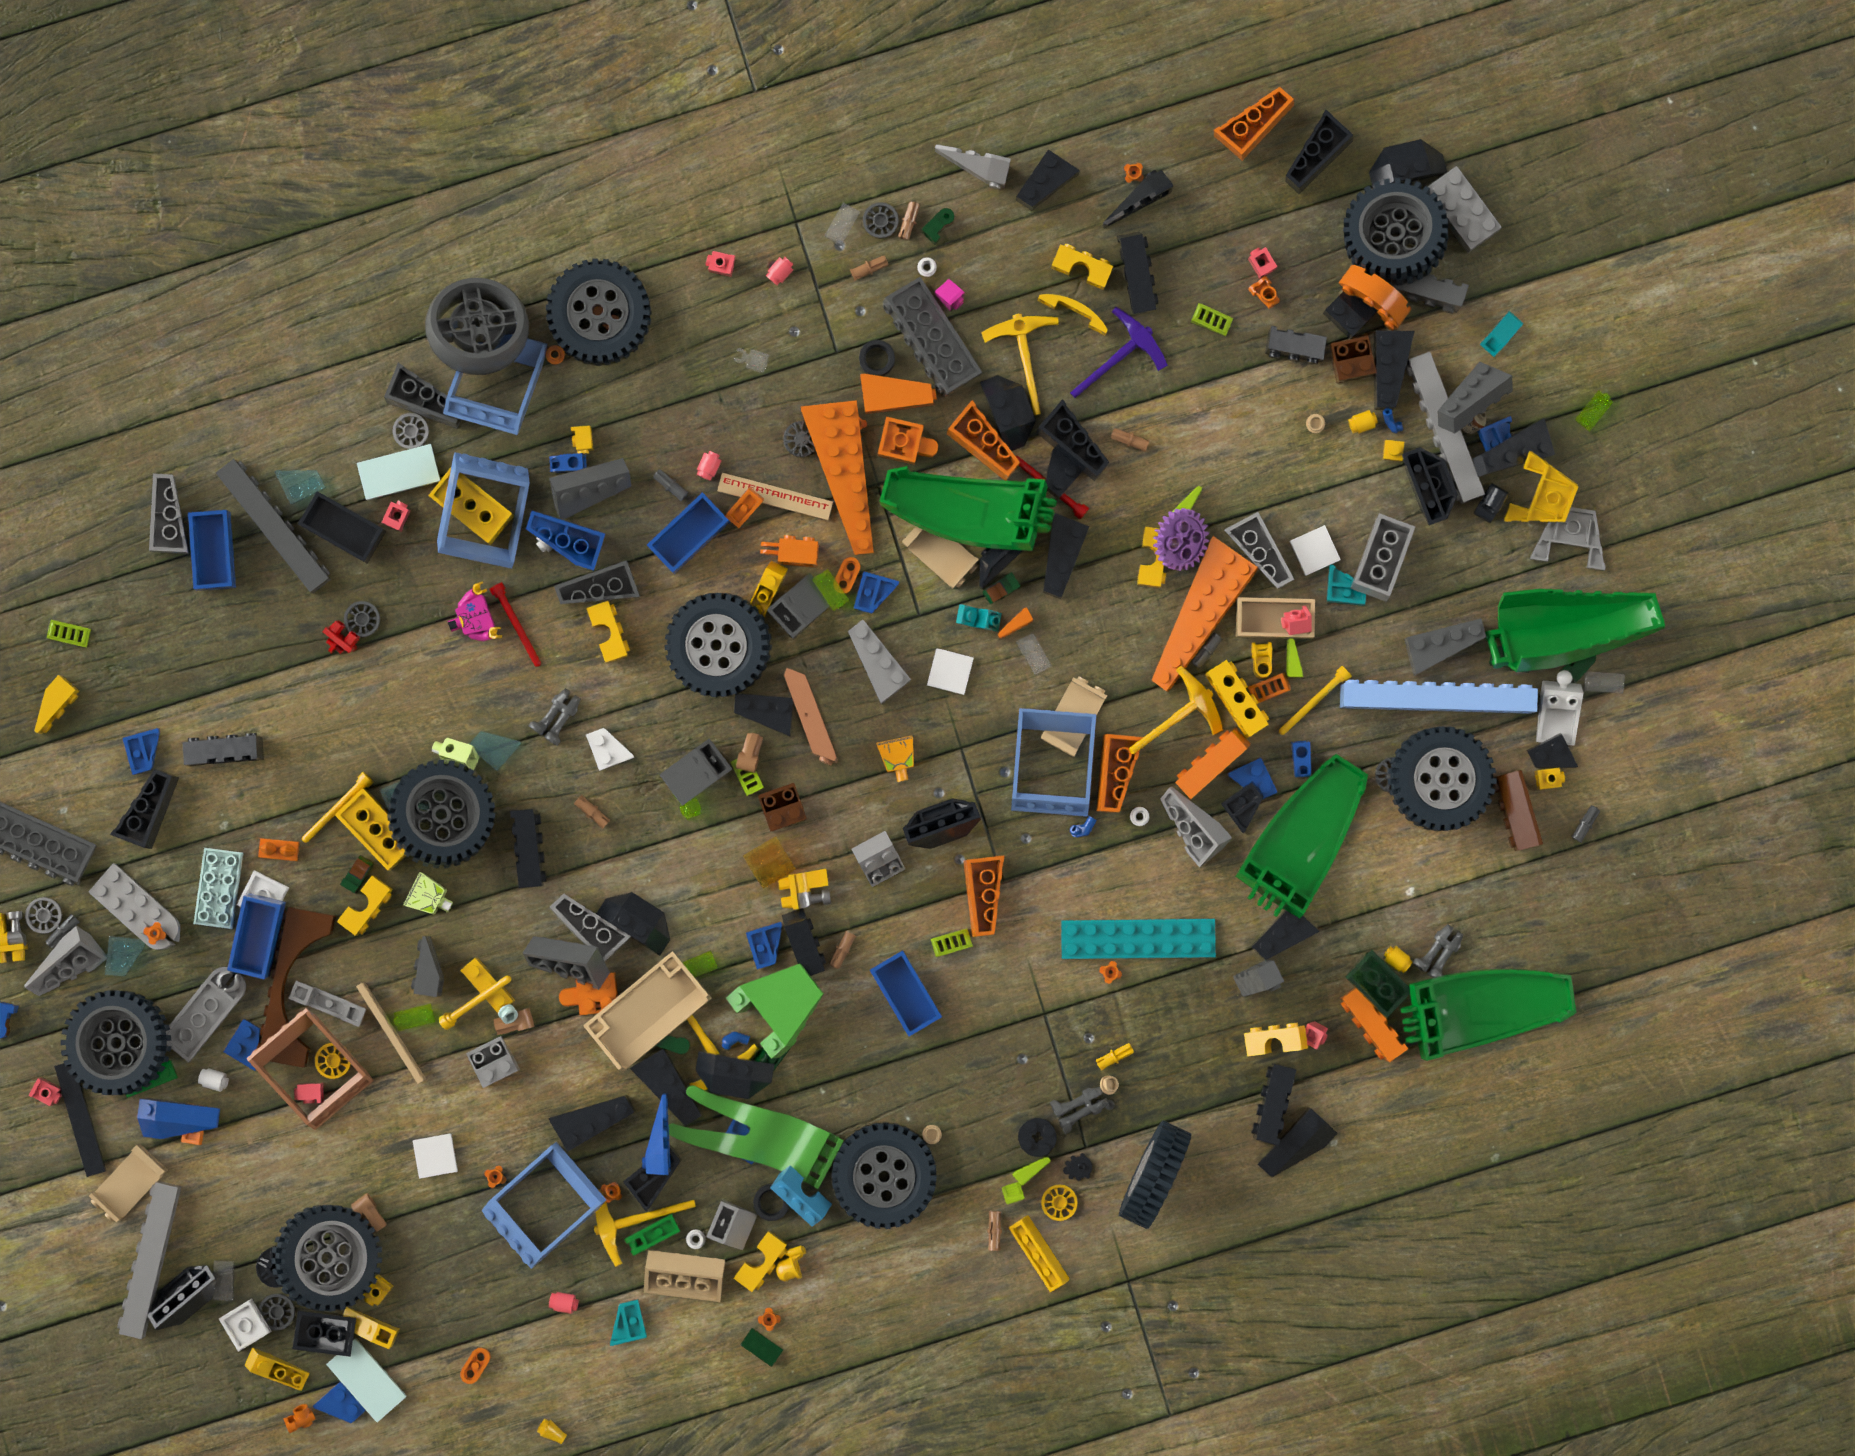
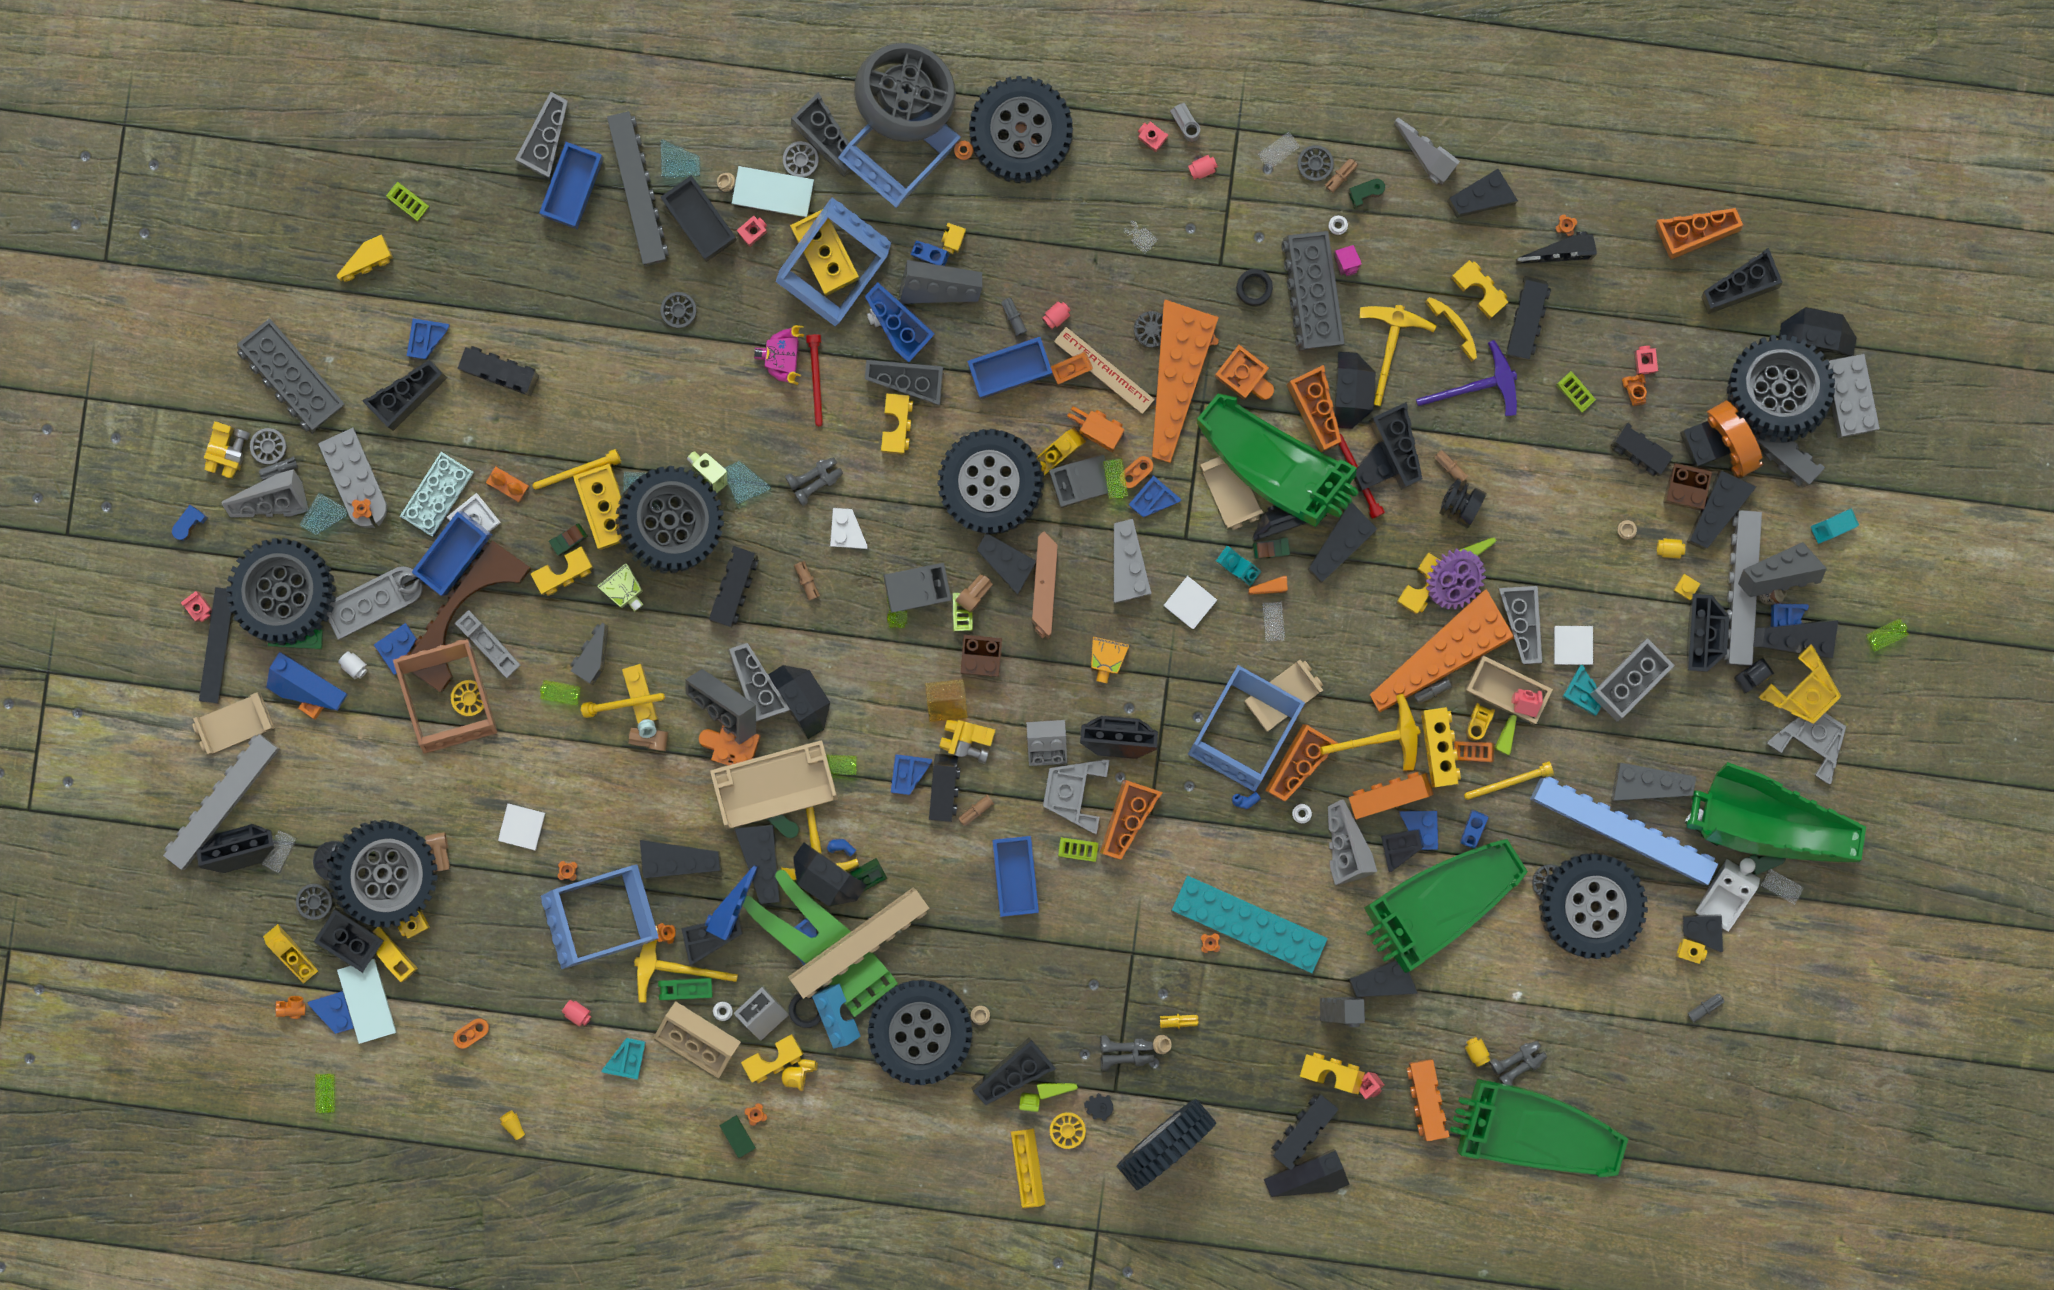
camera: 25 degrees right, 0 degrees up
(245, 1325) = (280, 900): white tile -> none
(309, 1093) = (434, 717): coral brick -> none
(338, 640) = (655, 326): red hips -> none
(352, 482) = (726, 182): none -> tan plate
(391, 1032) = (533, 697): tan tile -> none
(492, 1061) = (613, 765): light grey slope -> none
(745, 236) = (1185, 120): none -> light grey piece
(783, 1001) = (901, 833): bright green wedge -> none
(790, 1120) = (858, 943): none -> tan brick
(869, 267) = (1285, 201): medium nougat axle -> none
(892, 394) = (1255, 327): orange slope -> none
(916, 894) = (1066, 791): none -> light grey wing
(987, 1170) = (1013, 1072): none -> black wedge
(994, 1230) = (997, 1128): medium nougat pin -> none
(1043, 1146) = (1072, 1051): black plate -> none
(1155, 467) = (1462, 503): none -> black wheel
(1378, 983) = (1449, 1065): clear green slope -> none
(1389, 421) = (1695, 558): blue arm -> none
(1517, 811) = (1649, 967): reddish brown slope -> none

